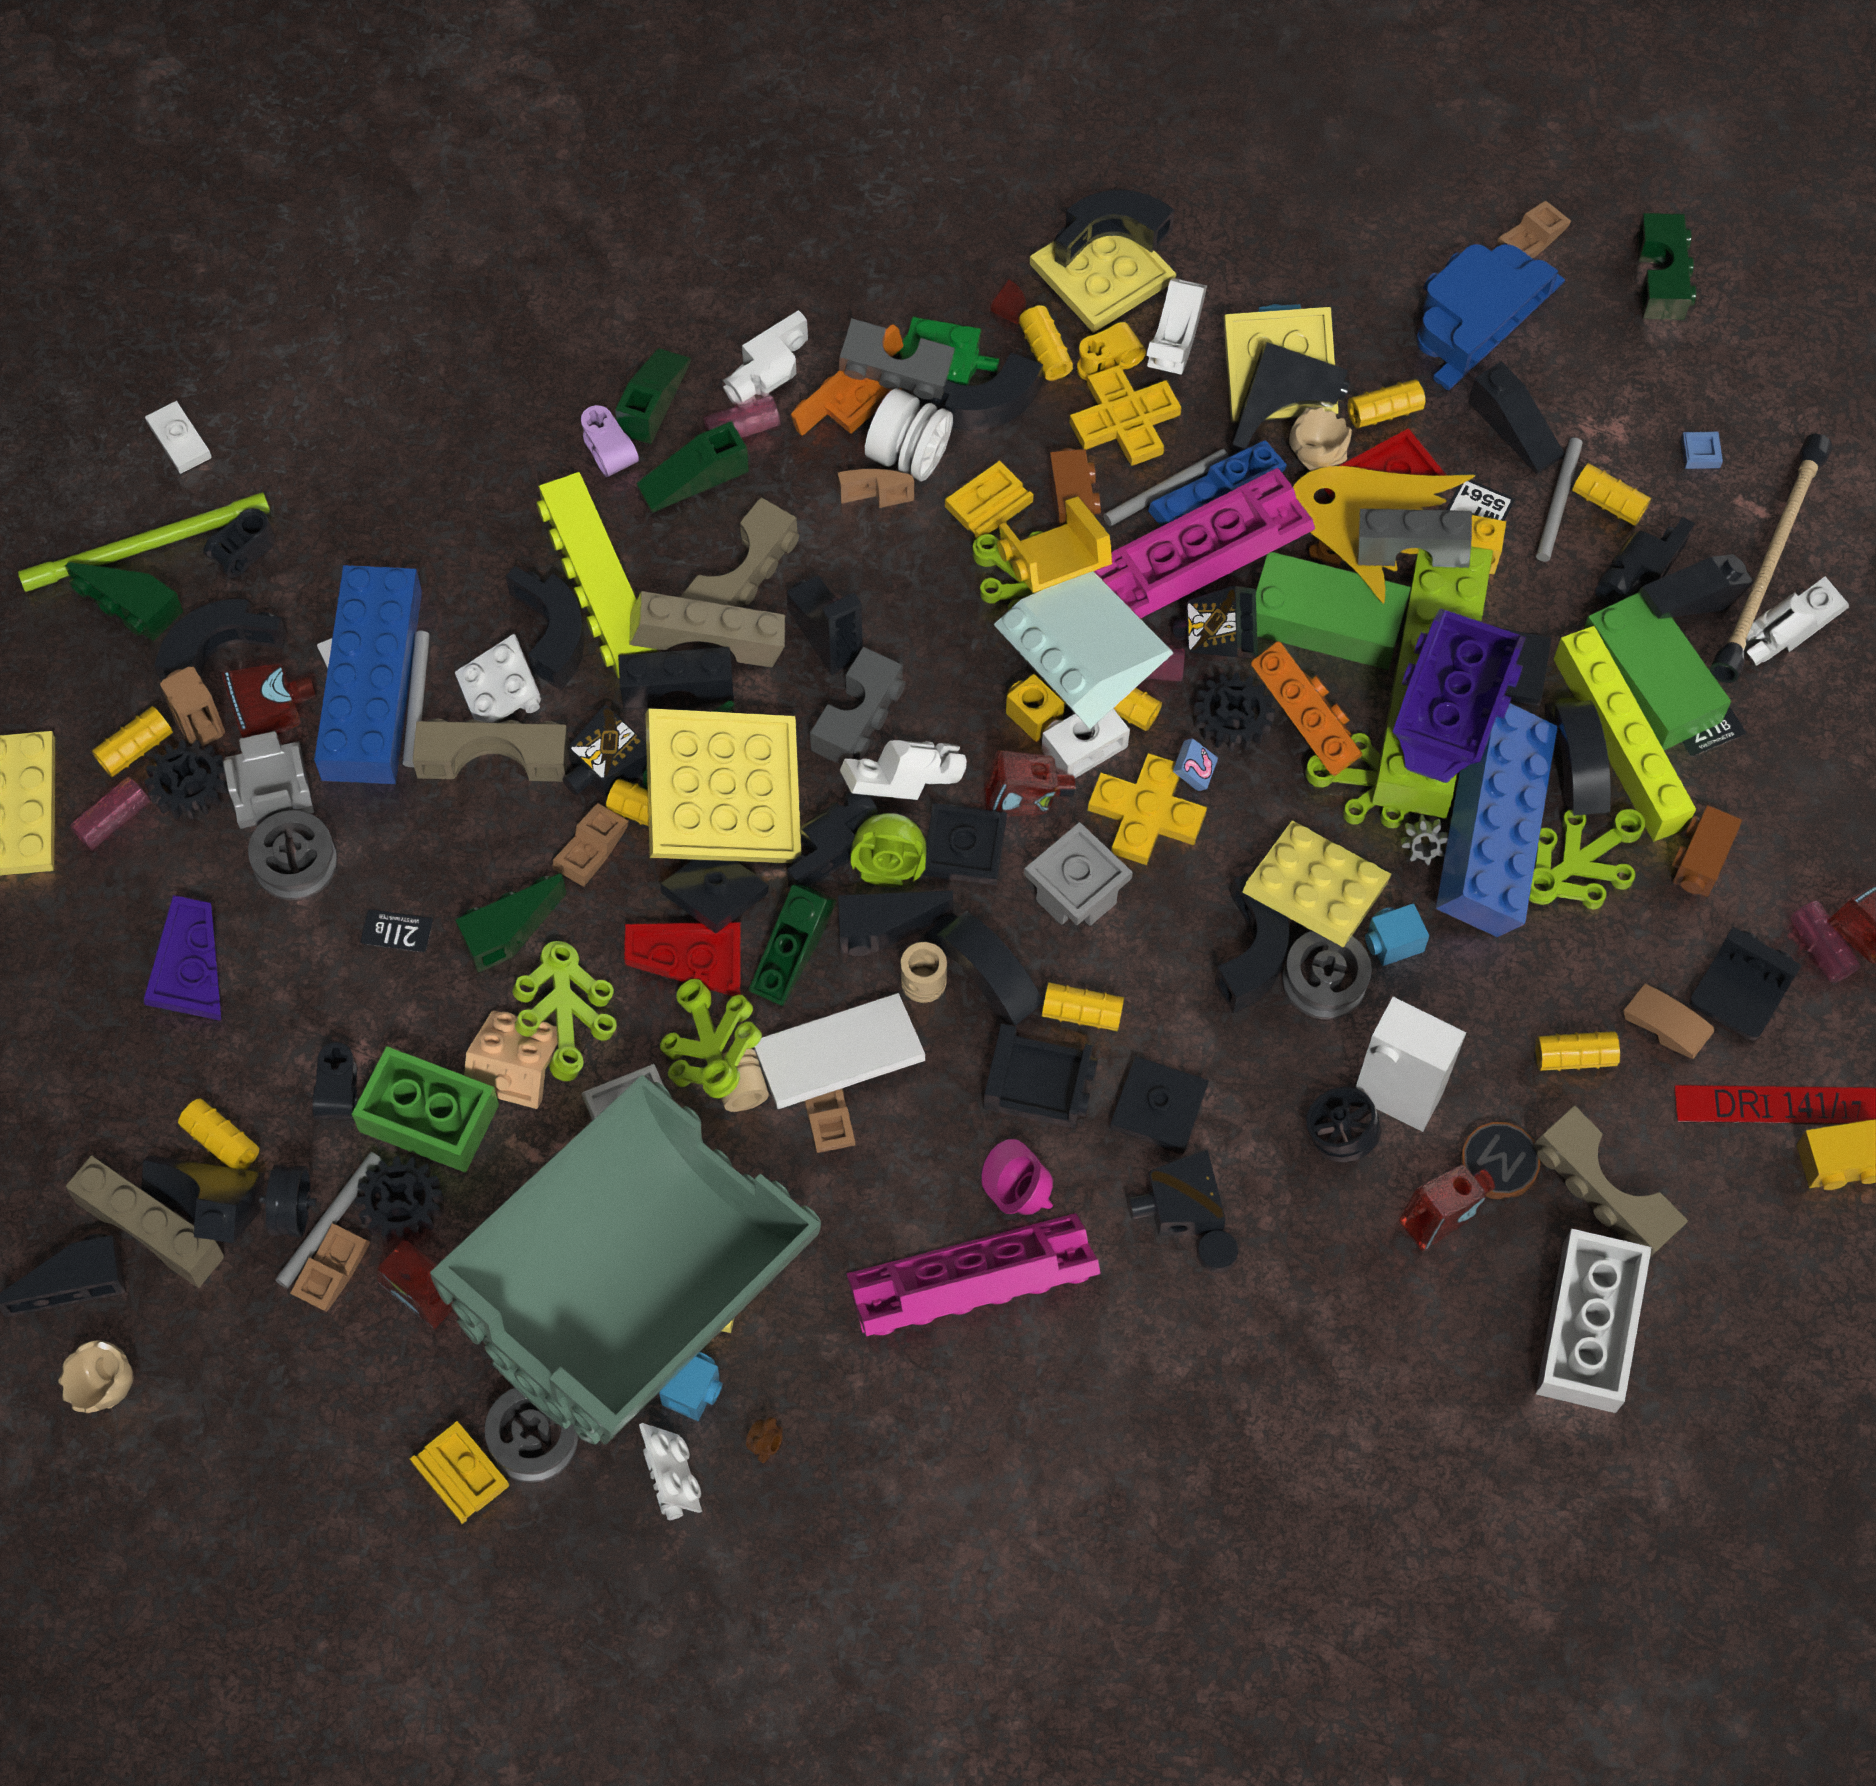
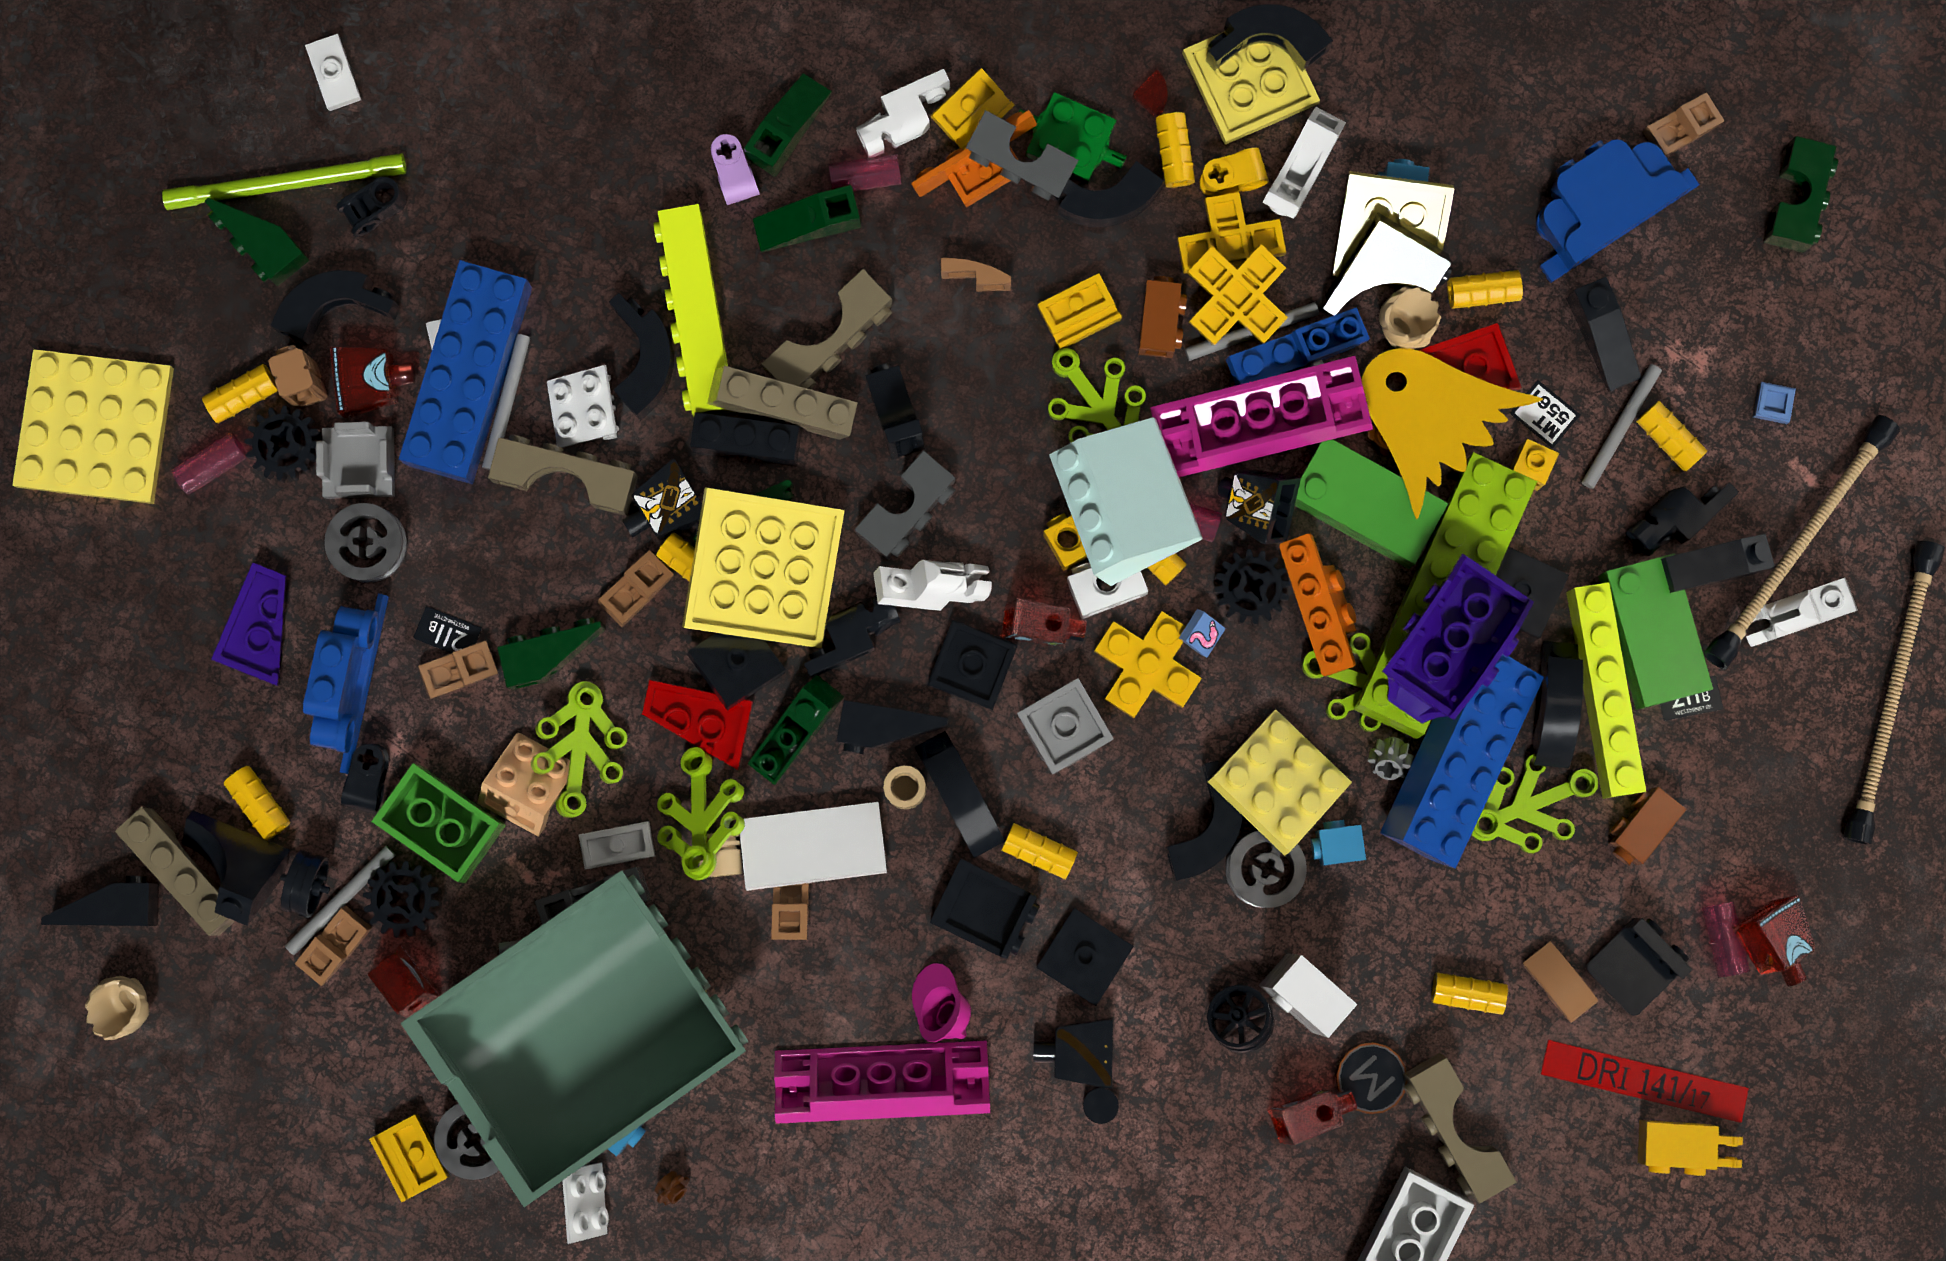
camera: 15 degrees right, 20 degrees up
(292, 988) = (342, 678): none -> blue brick
(416, 962) = (457, 670): none -> medium nougat slope
(824, 347) = (966, 106): none -> yellow plate
(888, 850) = (901, 659): lime cylinder -> none
(908, 434) = (1017, 231): white wheel -> none
(1060, 552) = (1125, 391): yellow panel -> none
(1143, 448) = (1237, 294): none -> yellow plate
(1439, 532) = (1486, 467): dark grey arch -> none

